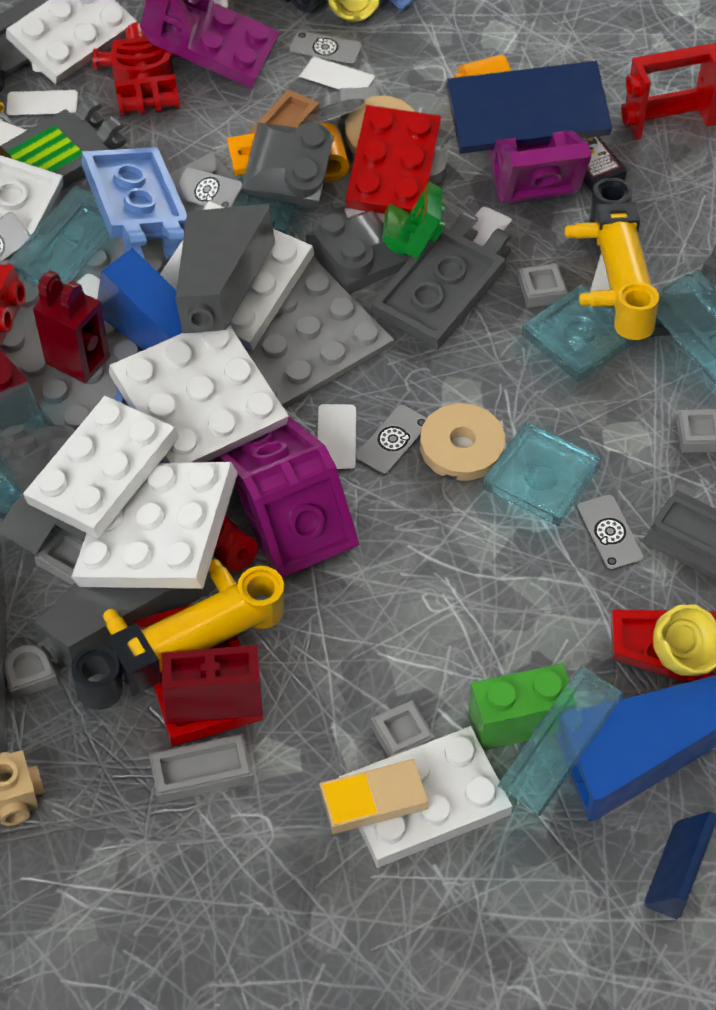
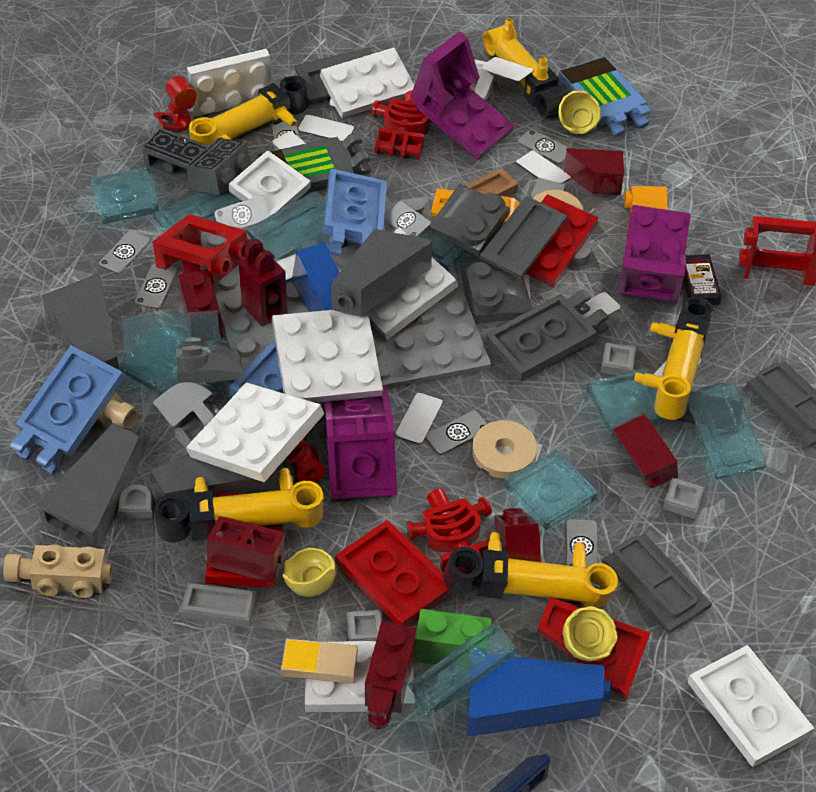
camera: 20 degrees right, 5 degrees down
(101, 466) = (235, 380): white plate -> none
(302, 683) = (309, 572): none -> light yellow hair
(334, 110) = (525, 191): sticker -> none
(365, 167) = (523, 237): none -> dark grey piece
(406, 58) = (596, 169): none -> dark red slope
(407, 648) = (393, 573): none -> red plate
(411, 231) = (534, 288): green bracket -> none
(445, 575) = (450, 525): none -> red piece
(473, 780) = (389, 672): none -> dark red hinge
(528, 105) = (663, 228): dark blue tile -> none
(537, 548) = (519, 534): none -> dark red slope
(541, 602) = (499, 574): none -> yellow piece
(635, 385) = (647, 451): none -> dark red hinge

